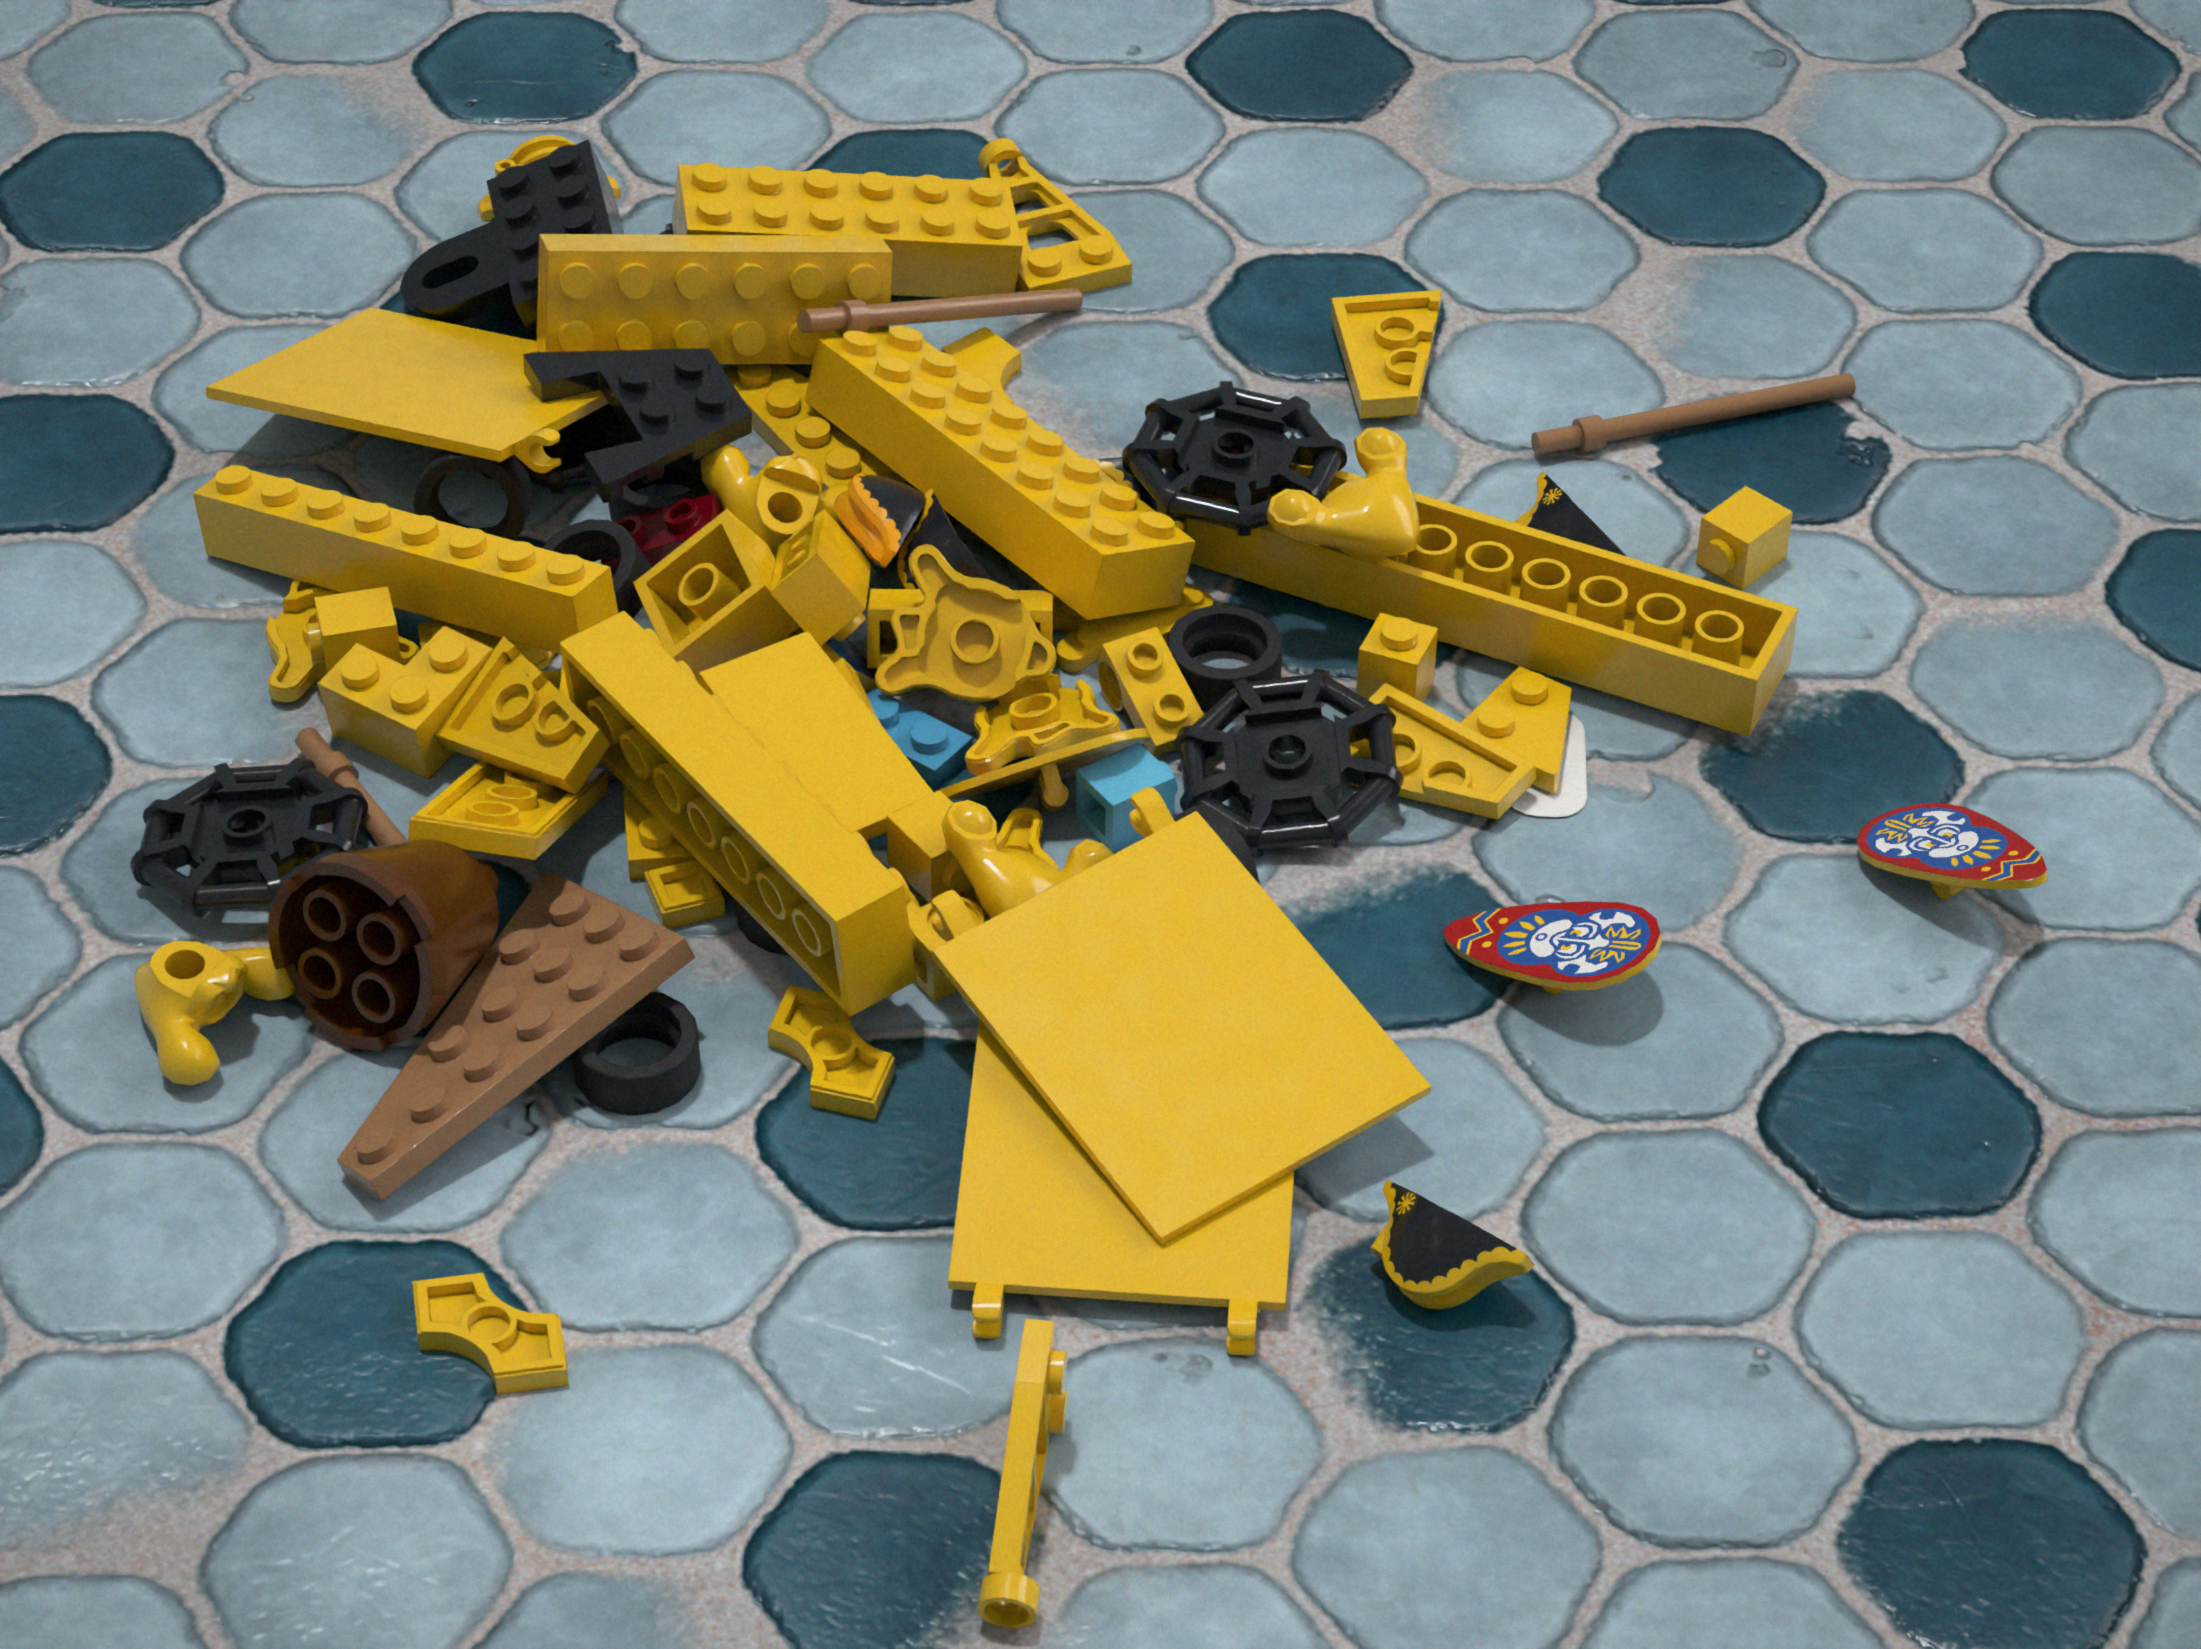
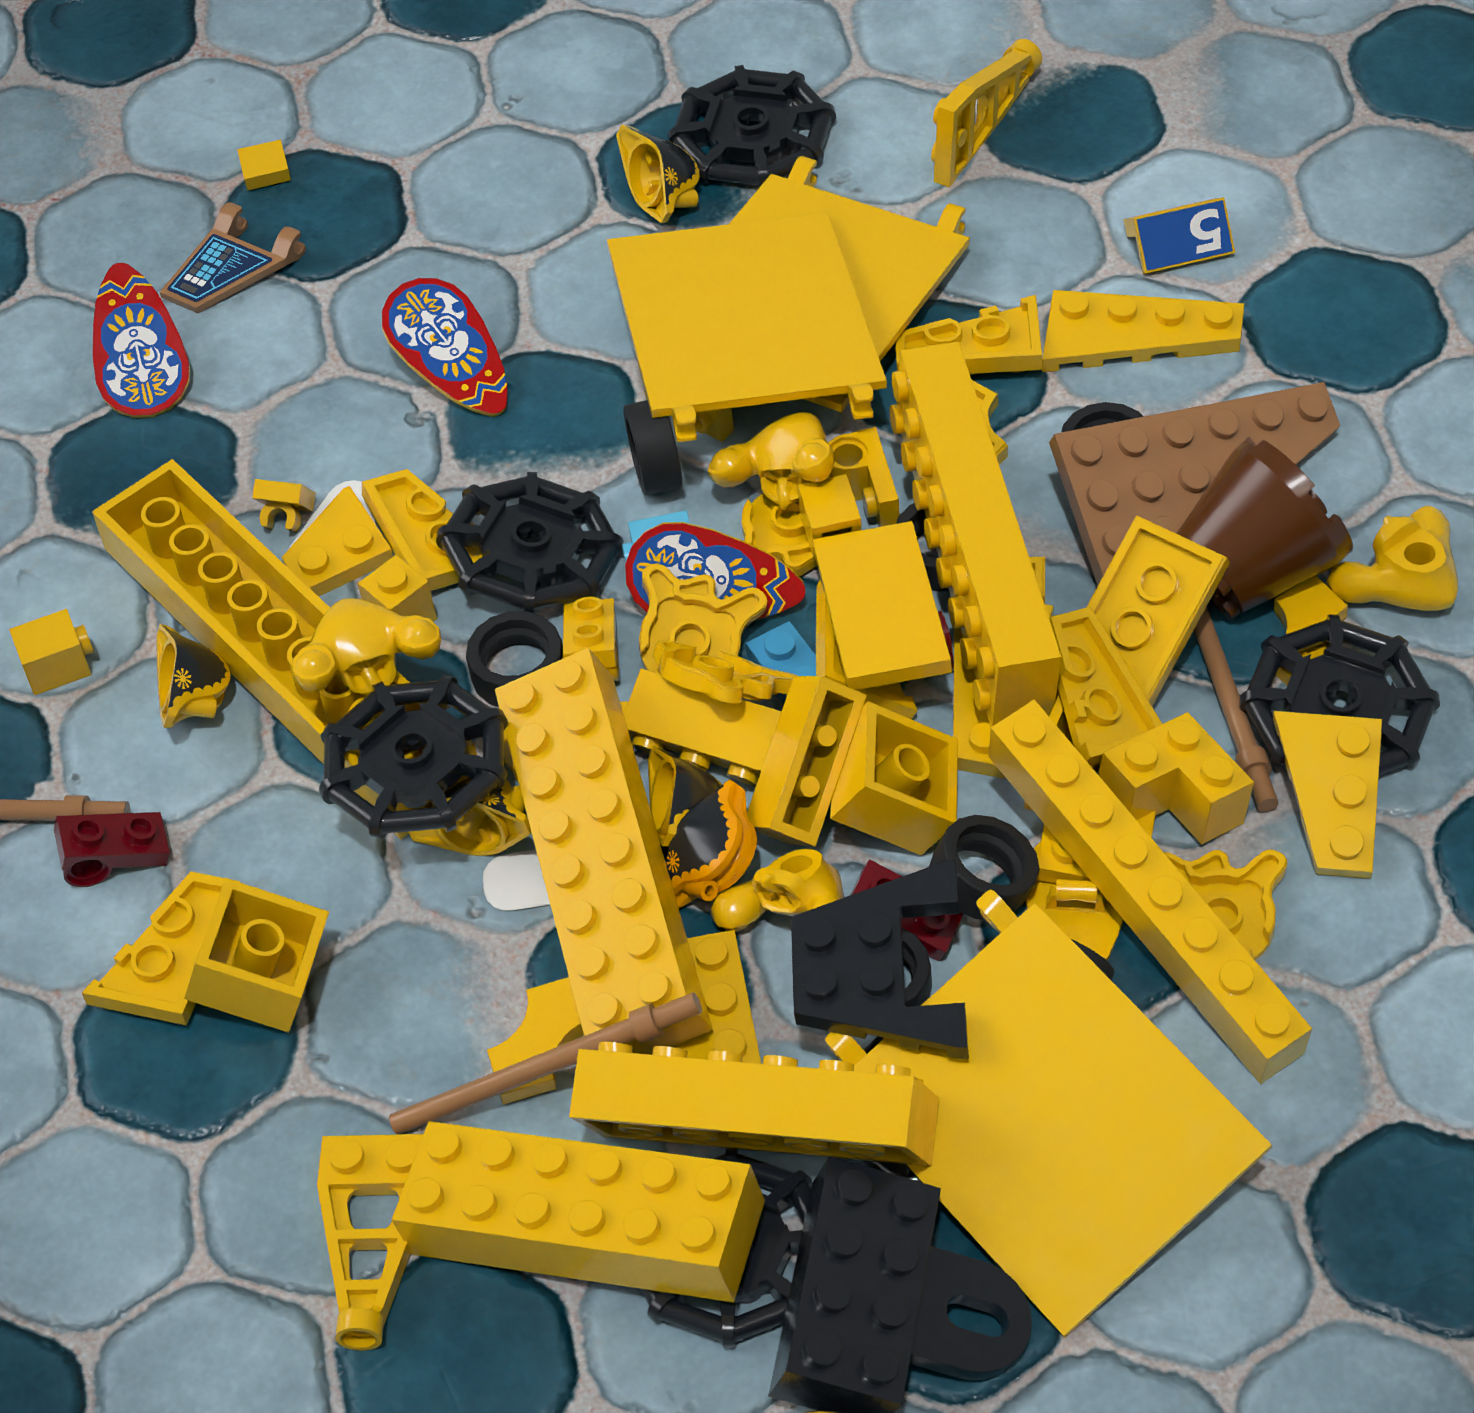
camera: 150 degrees left, 10 degrees up
(235, 741) = (1335, 785): none -> yellow wing
(350, 619) = (1207, 846): yellow brick -> none
(511, 1345) = (1280, 305): yellow tile -> none
(657, 1384) = (1181, 234): none -> blue panel
(671, 1234) = (1112, 326): none -> yellow wing
(868, 1145) = (989, 343): none -> yellow wing
(1286, 326) = (256, 955): none -> yellow brick
(1353, 1339) = (759, 98): none -> black plate
(1532, 395) = (99, 842): none -> dark red plate
(1621, 742) = (282, 497): none -> yellow tile
(1948, 999) = (227, 264): none -> flag
(2024, 1153) = (264, 164): none -> yellow tile

